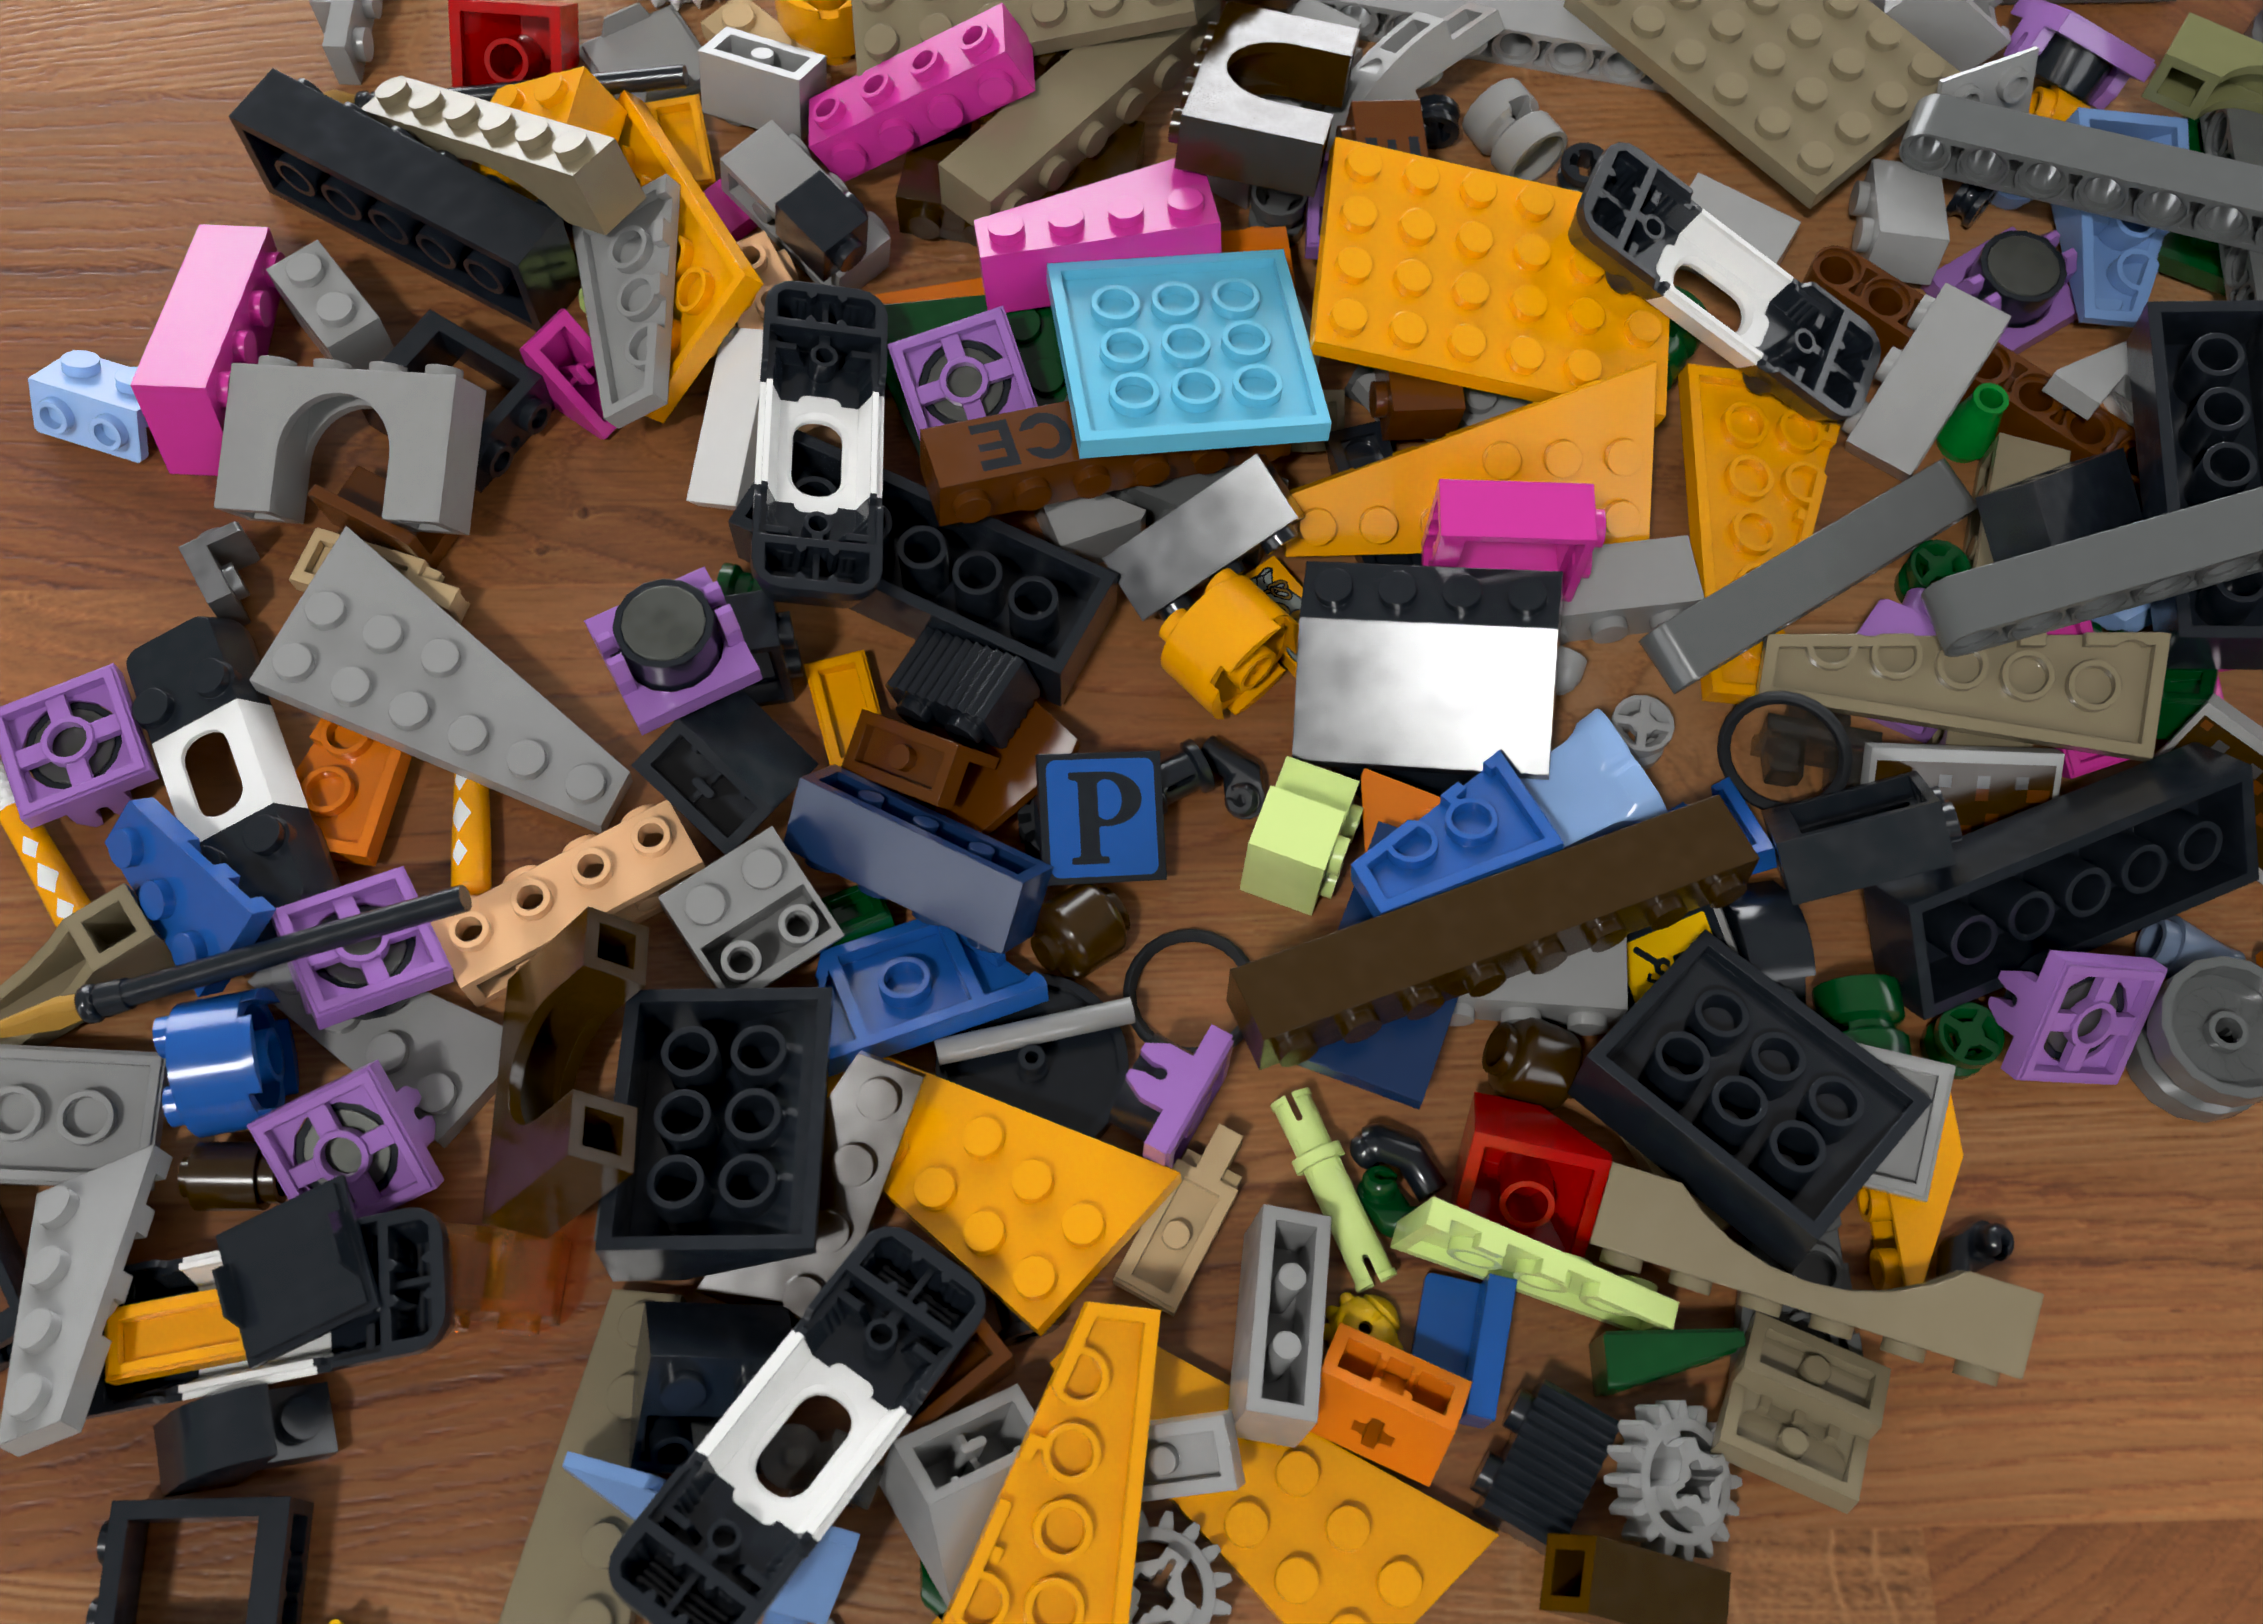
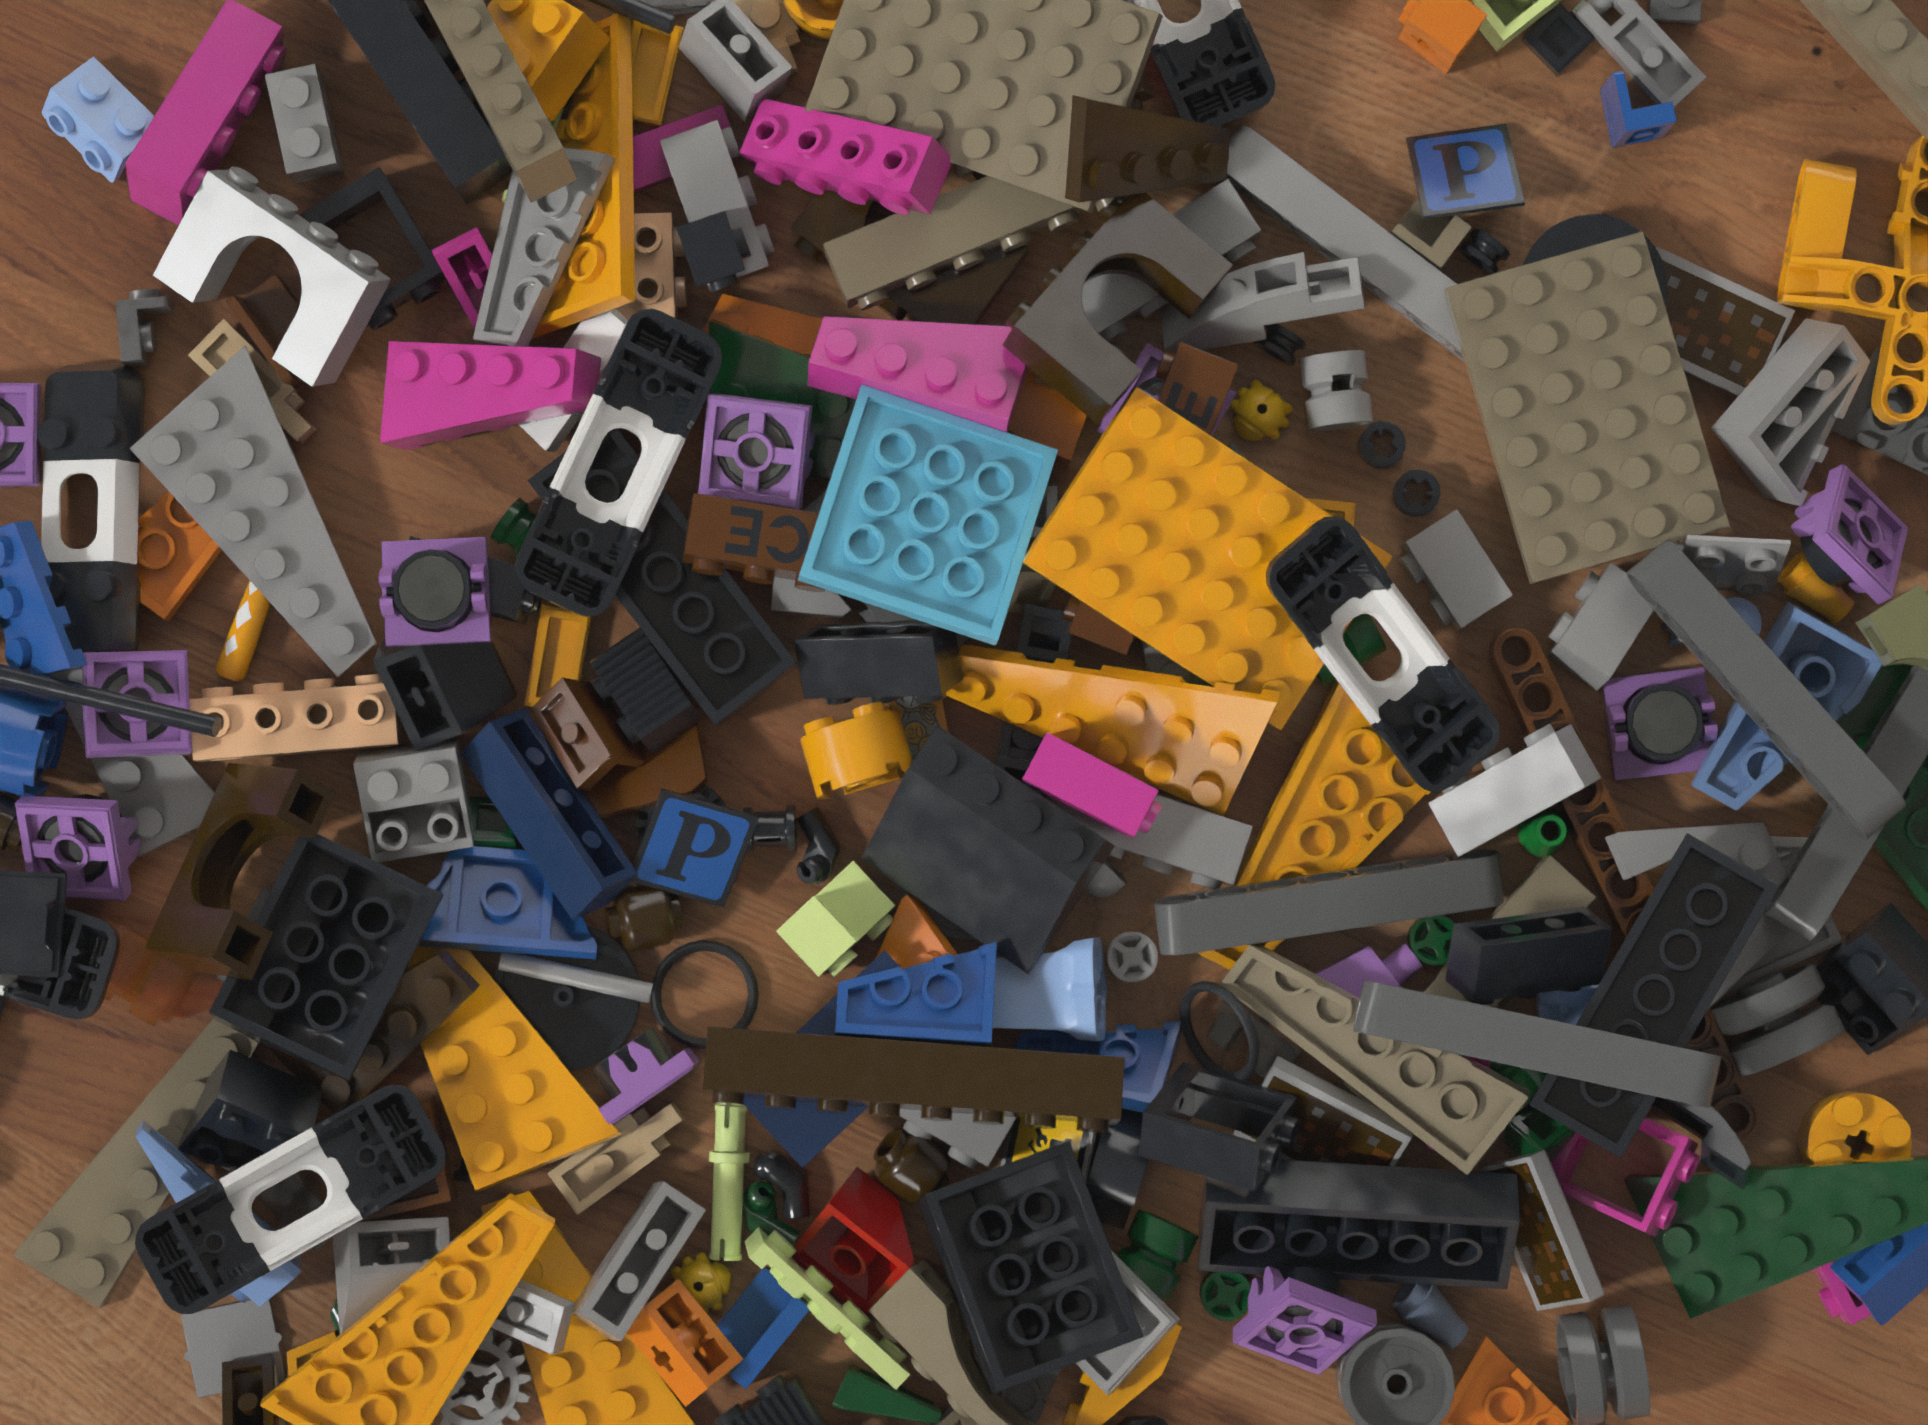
camera: 30 degrees right, 20 degrees up
(633, 458) = (468, 389): none -> dark pink wedge

